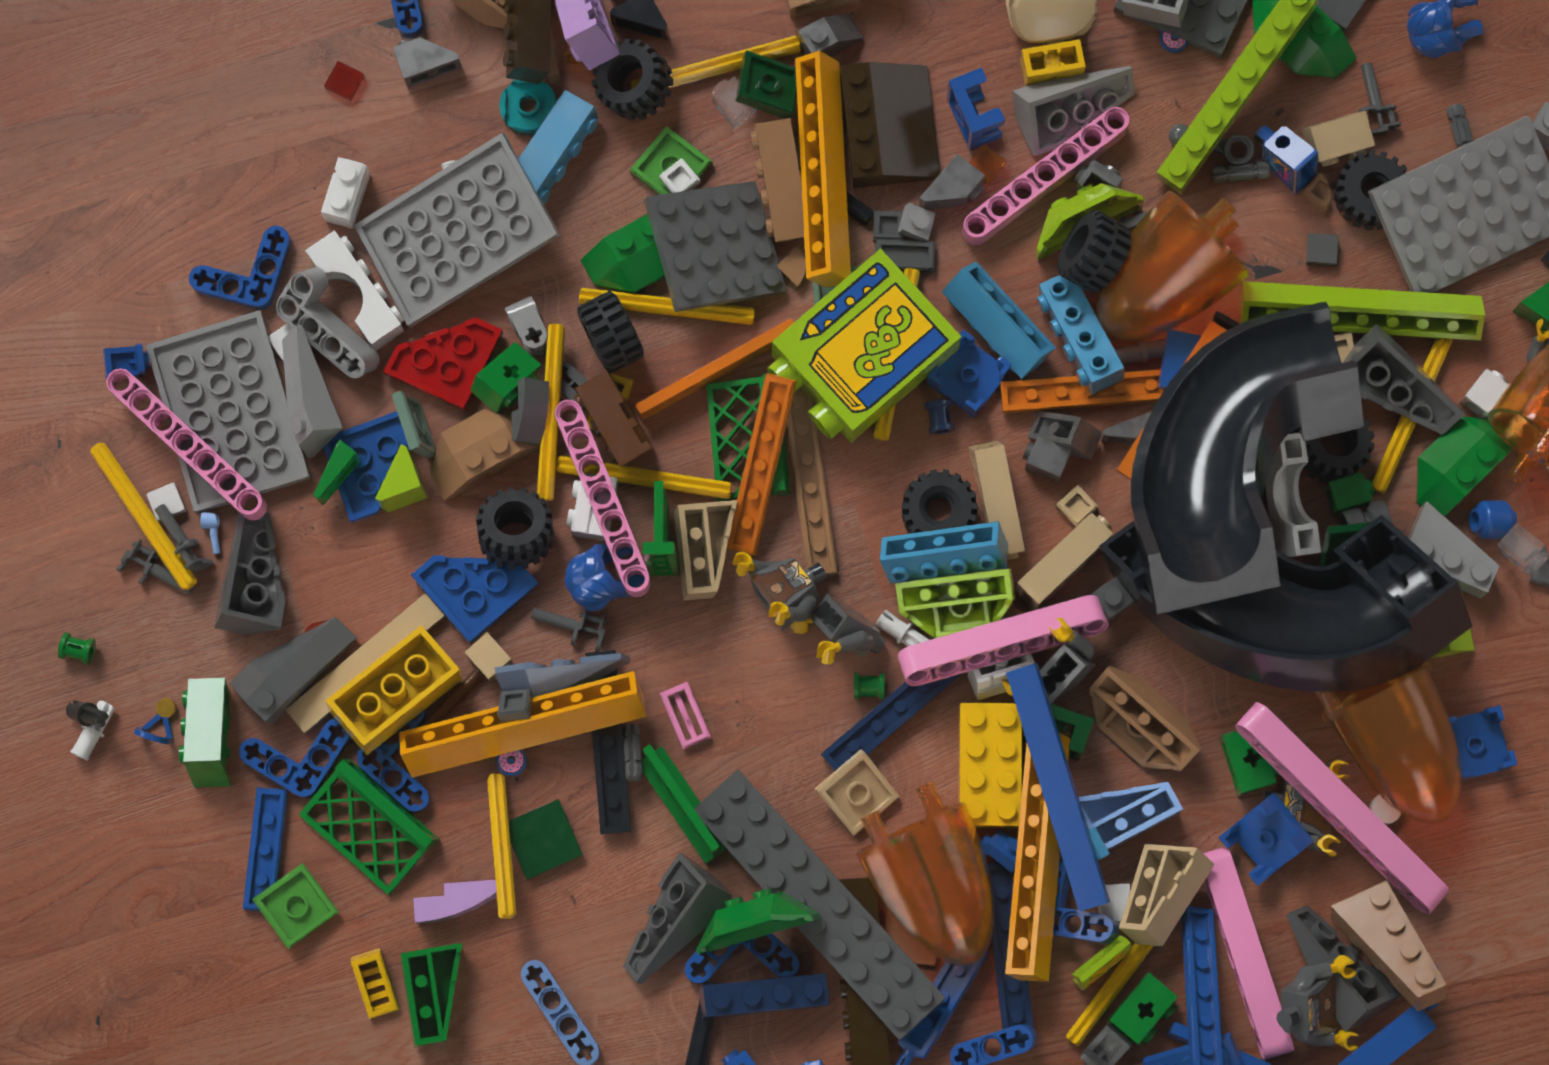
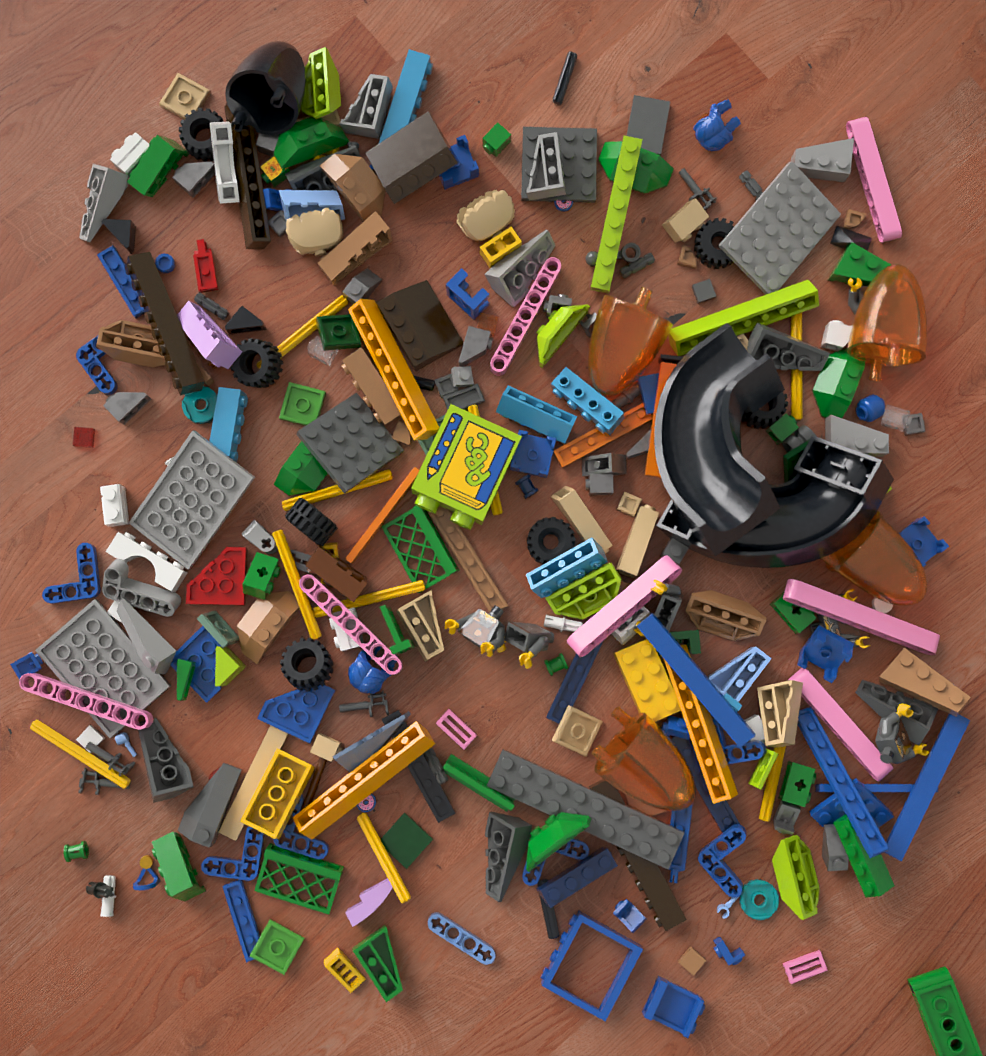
camera: 30 degrees left, 5 degrees up
(515, 705) = (354, 772): dark grey tile -> none
(531, 417) = (286, 590): dark grey slope -> none
(679, 177) = (311, 410): white tile -> none
(761, 463) = (435, 561): orange tile -> none
(1094, 251) = (576, 350): black tyre -> none
(1288, 156) = (661, 244): blue torso -> none
(1292, 528) = (762, 461): white arch -> none

